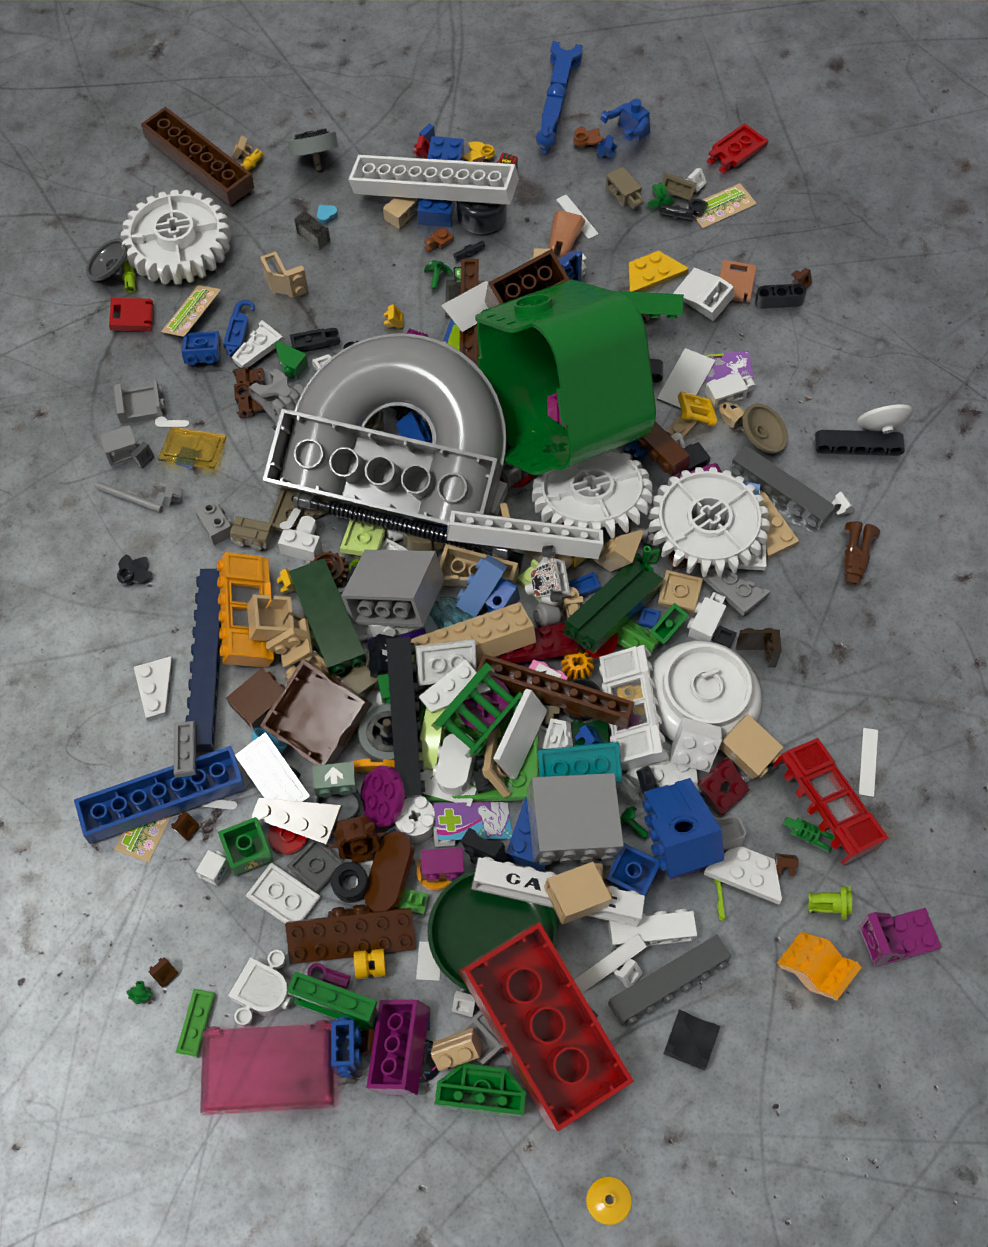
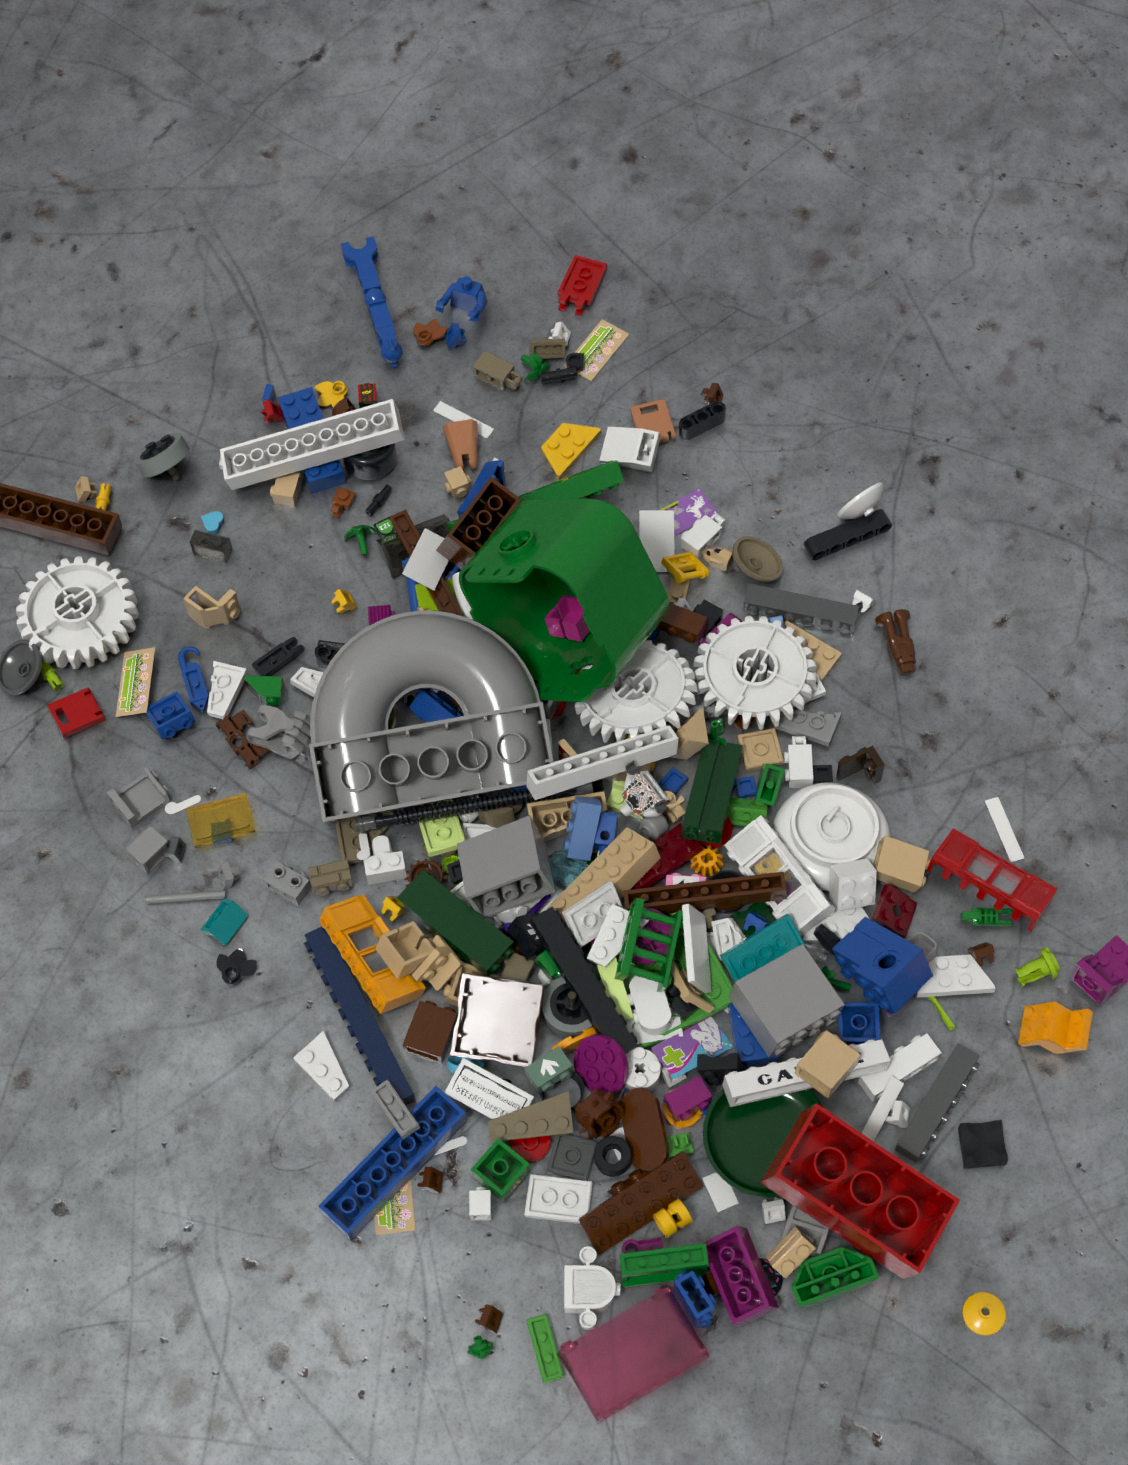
camera: 25 degrees left, 0 degrees up
(146, 530) = (224, 921): none -> teal panel

